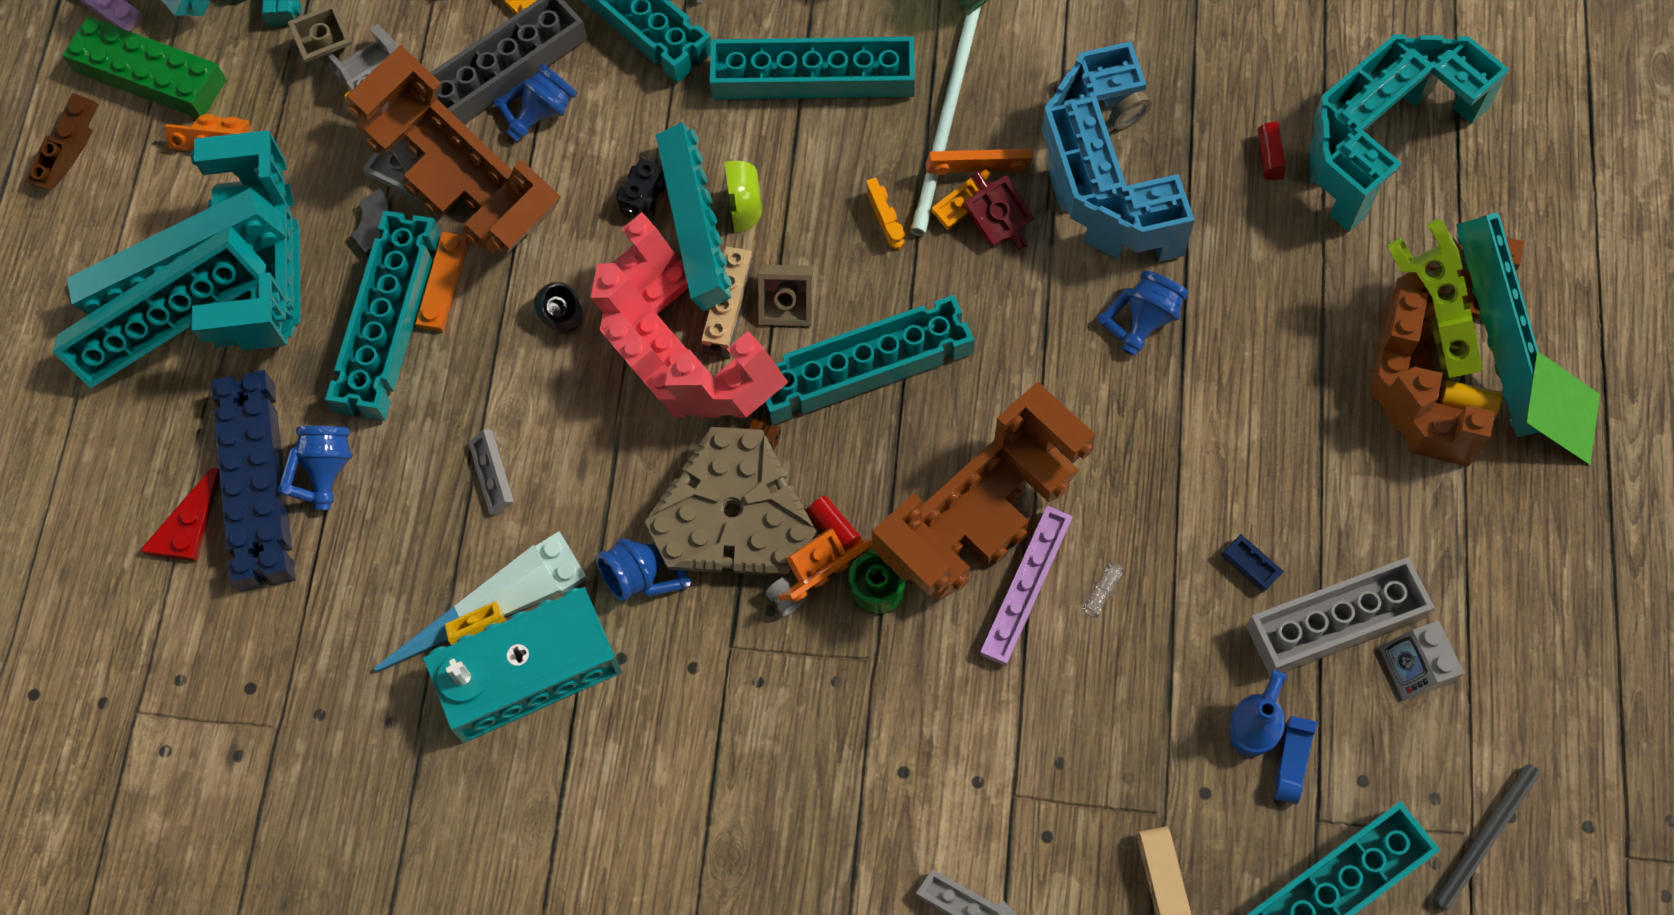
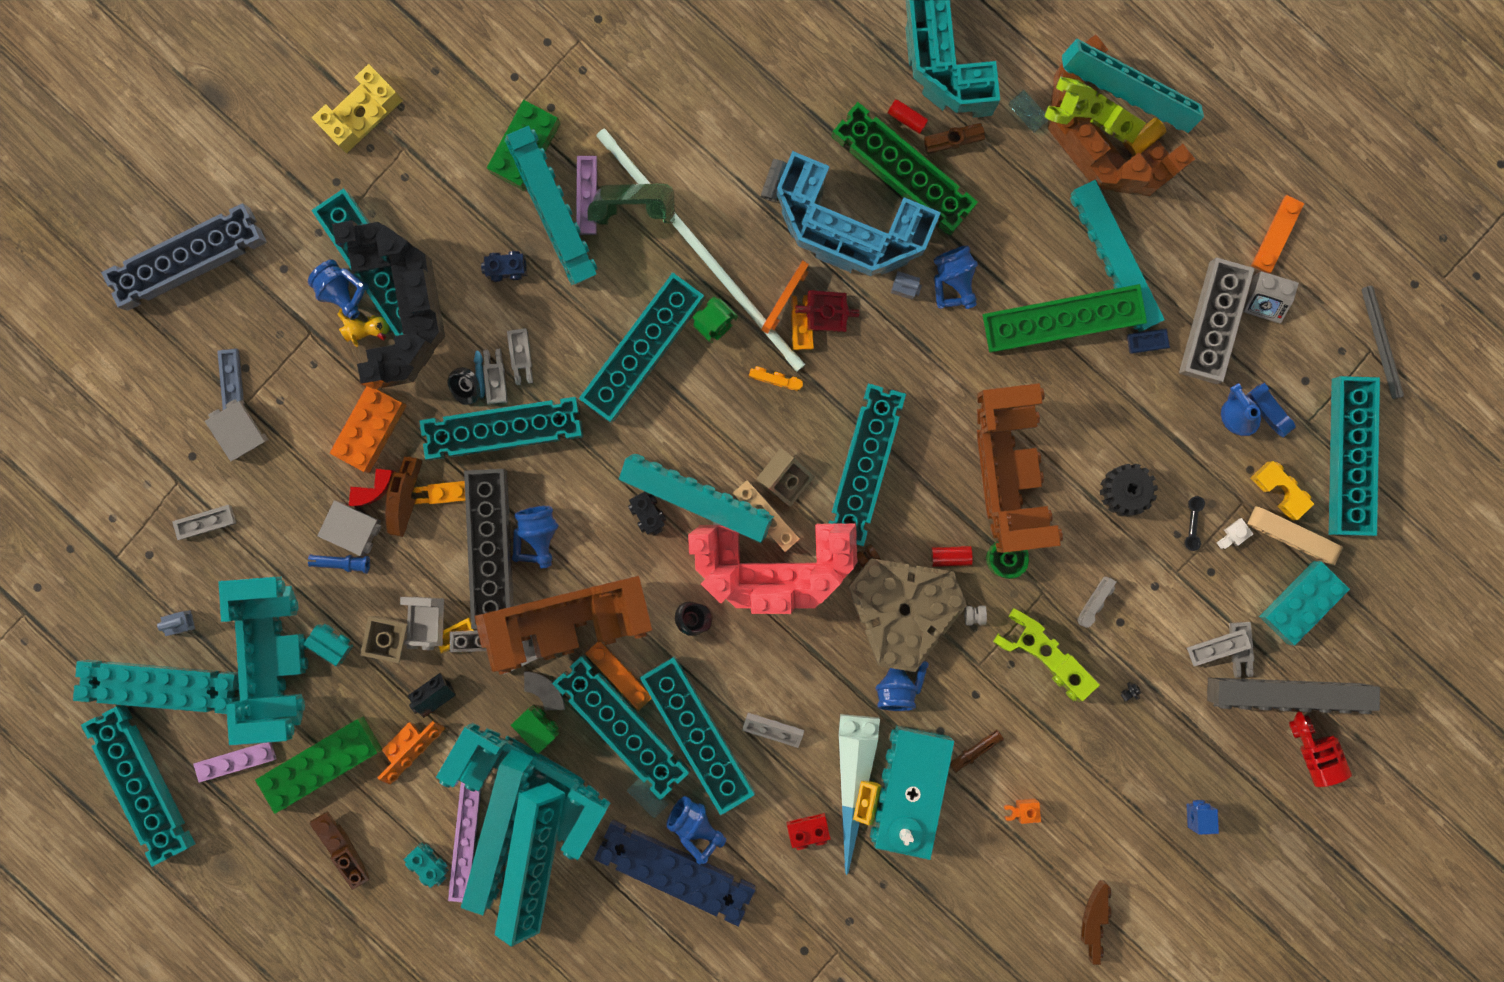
camera: 50 degrees left, 20 degrees up
(98, 232) = (426, 865): none -> teal brick
(184, 529) = (674, 929): red wing -> none
(291, 118) = (431, 695): none -> black brick
(317, 410) = (646, 798): none -> clear light blue plate
(322, 232) = (536, 728): none -> green brick
(397, 588) = (808, 831): none -> red brick
(428, 396) = (697, 735): none -> teal brick
(591, 816) = (1026, 811): none -> orange brick
(614, 707) = (968, 757): none -> reddish brown pin
(743, 194) = (701, 455): lime brick -> none
(796, 731) = (1060, 665): none -> lime brick
(818, 560) = (974, 582): orange bracket -> none
(831, 841) = (1132, 690): none -> black plate
(898, 111) = (714, 319): none -> green brick
(904, 721) = (1095, 602): none -> light grey hinge
(1026, 586) = (1068, 476): lavender plate -> none
(1058, 674) = (1116, 493): none -> black wheel
(1092, 268) = (906, 285): none -> sand blue brick
(1102, 590) = (1102, 435): clear pin -> none
(1110, 757) = (1195, 505): none -> black bar
(1117, 830) = (1236, 534): none -> white plate
(1199, 450) = (1064, 318): none -> green plate
(1214, 181) = (903, 167): none -> green brick
(1217, 818) = (1295, 500): none -> yellow arch
(1303, 217) = (942, 140): none -> reddish brown piece
(1315, 461) = (1113, 247): none -> teal brick
(1384, 269) = (1028, 111): none -> clear light blue plate
(1500, 620) = (1277, 234): none -> orange plate
(1563, 408) = (1195, 94): bright green sticker -> none

